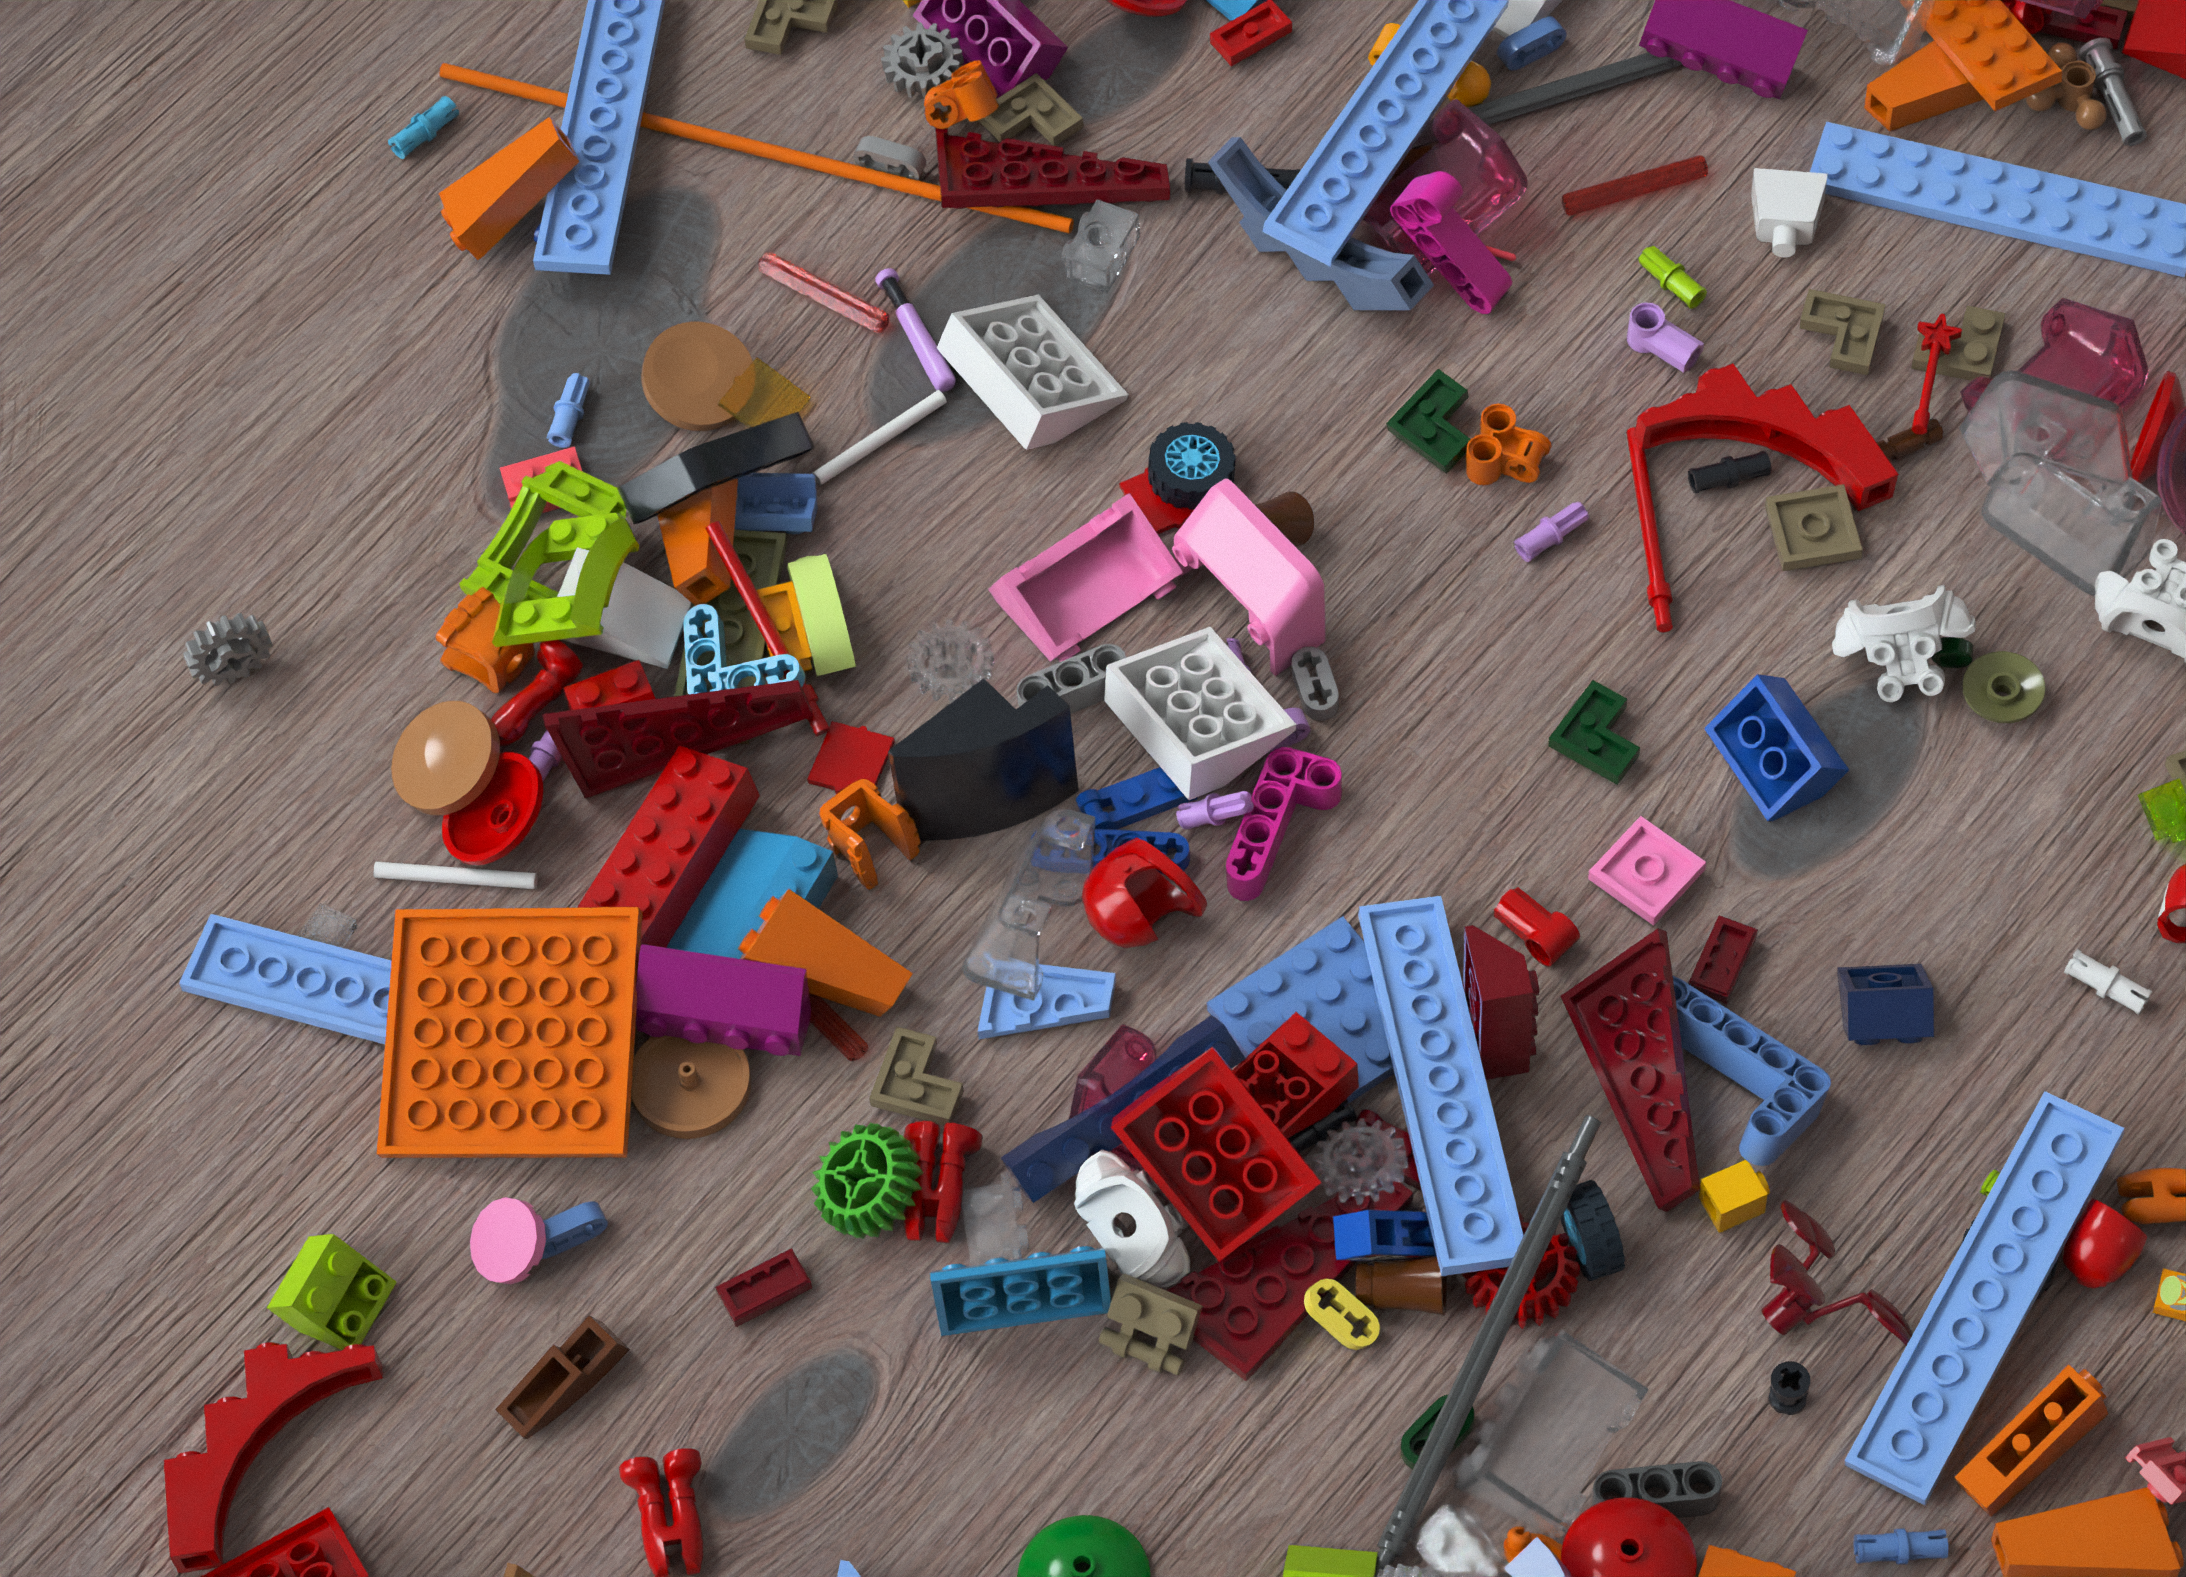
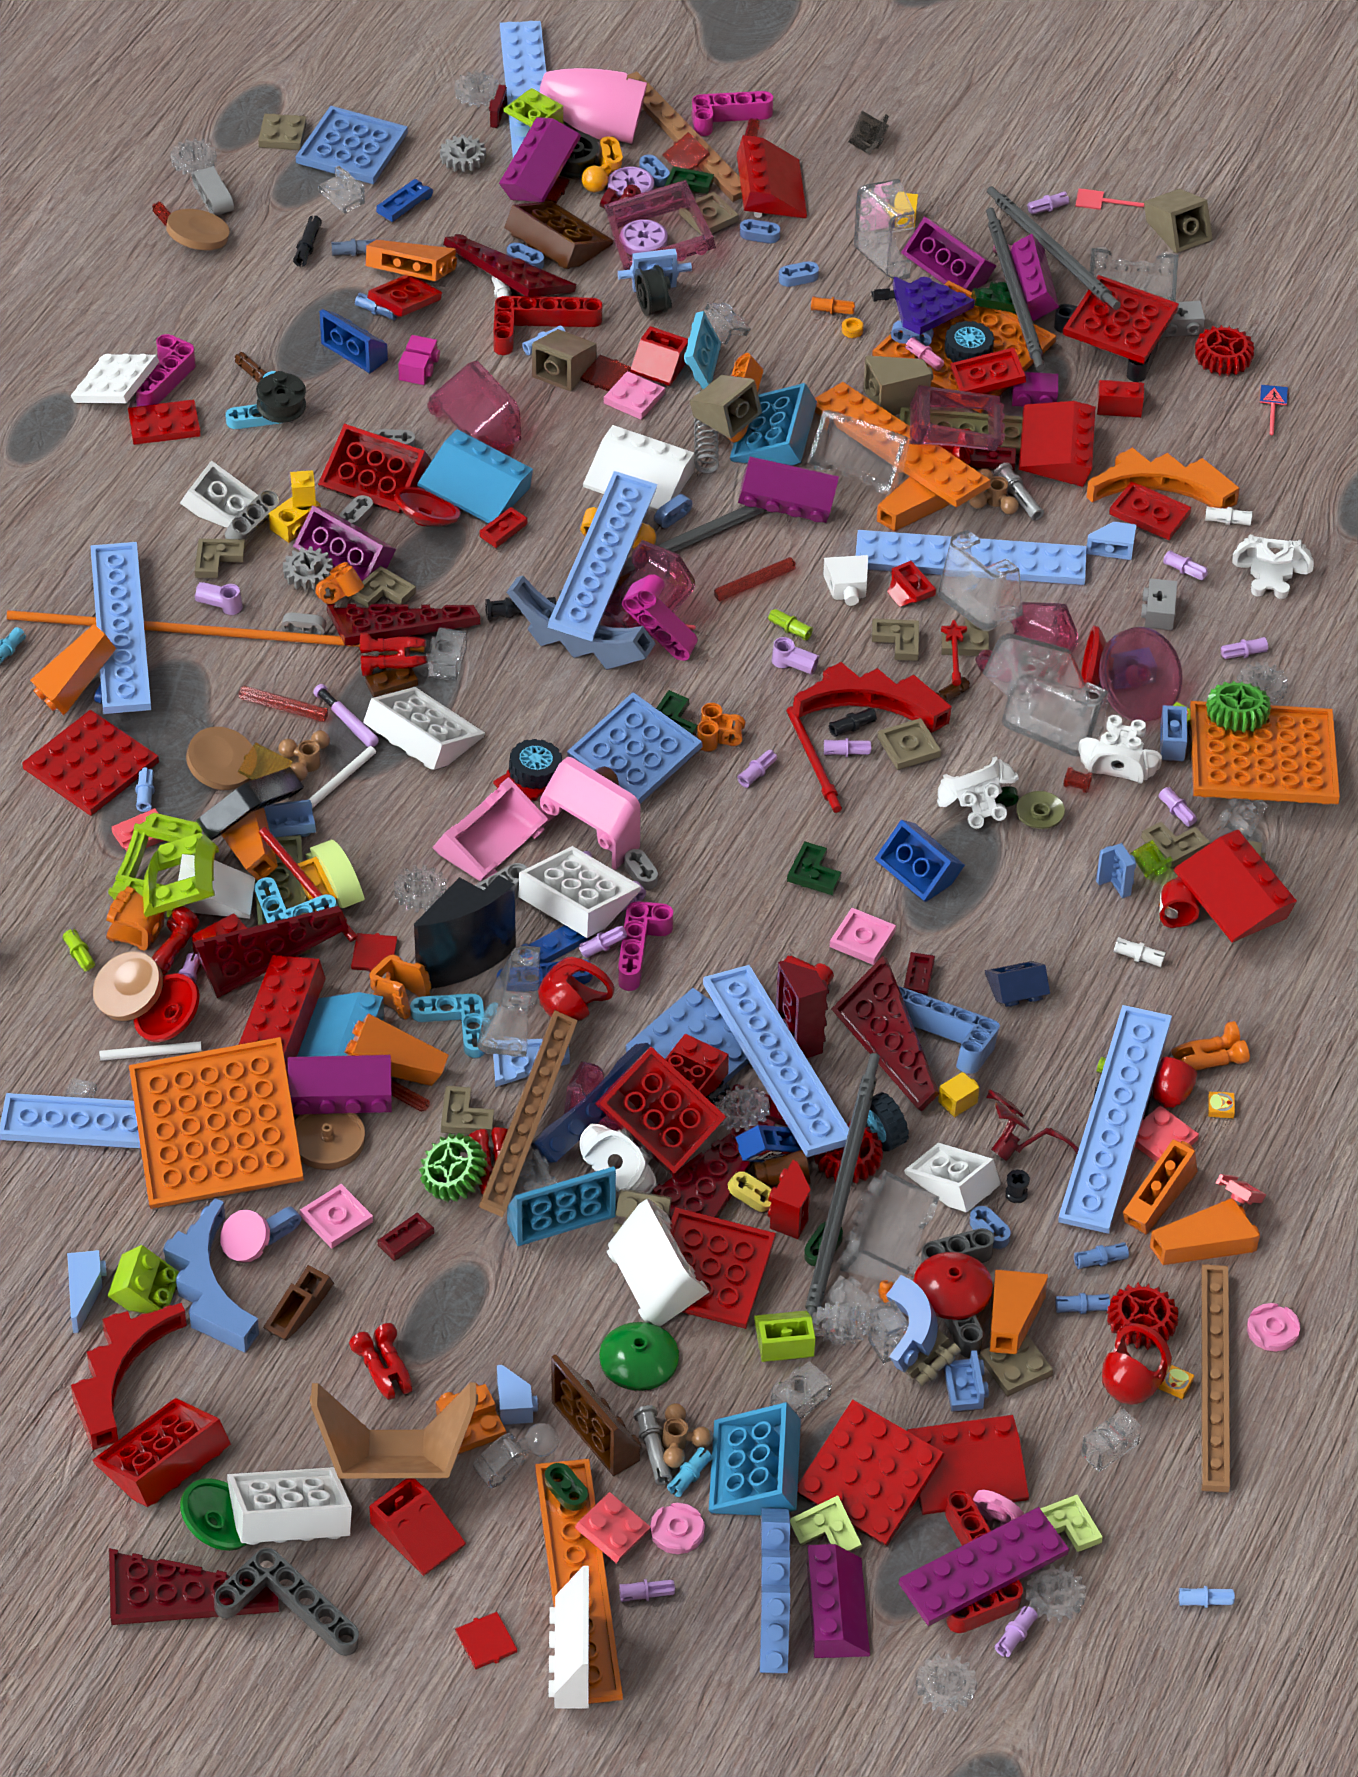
camera: 20 degrees left, 10 degrees down
(238, 1278) = (84, 1284): none -> light blue slope
(391, 678) = (78, 949): none -> lime axle
(414, 1307) = (211, 1308): none -> medium blue arch
(499, 348) = (90, 762): none -> red plate
(663, 1229) = (336, 1216): none -> bright pink plate
(774, 89) = (226, 597): none -> lavender piece
(809, 375) = (307, 752): none -> medium nougat piece
(957, 891) = (460, 1012): none -> medium azure beam
(1008, 1108) = (528, 1114): none -> medium nougat plate
(1012, 275) = (391, 679): none -> reddish brown plate
(1022, 221) = (397, 661): none -> red piece
(1139, 1427) = (654, 1265): none -> white windscreen
(1237, 1445) = (728, 1261): none -> red plate
(1359, 465) = (637, 745): none -> medium blue plate
(1395, 1350) = (790, 1202): none -> red slope
(1687, 1348) = (955, 1176): none -> white slope
(1707, 516) = (846, 747): none -> lavender axle
(1733, 1449) = (993, 1224): none -> medium blue beam
(1887, 235) = (909, 584): none -> red slope
(1992, 276) = (979, 591): none -> clear windscreen
(2066, 1331) = (1159, 1130): none -> coral plate
(2081, 640) = (1078, 779): none -> clear red bush
(2103, 815) = (1118, 867): none -> medium blue bracket

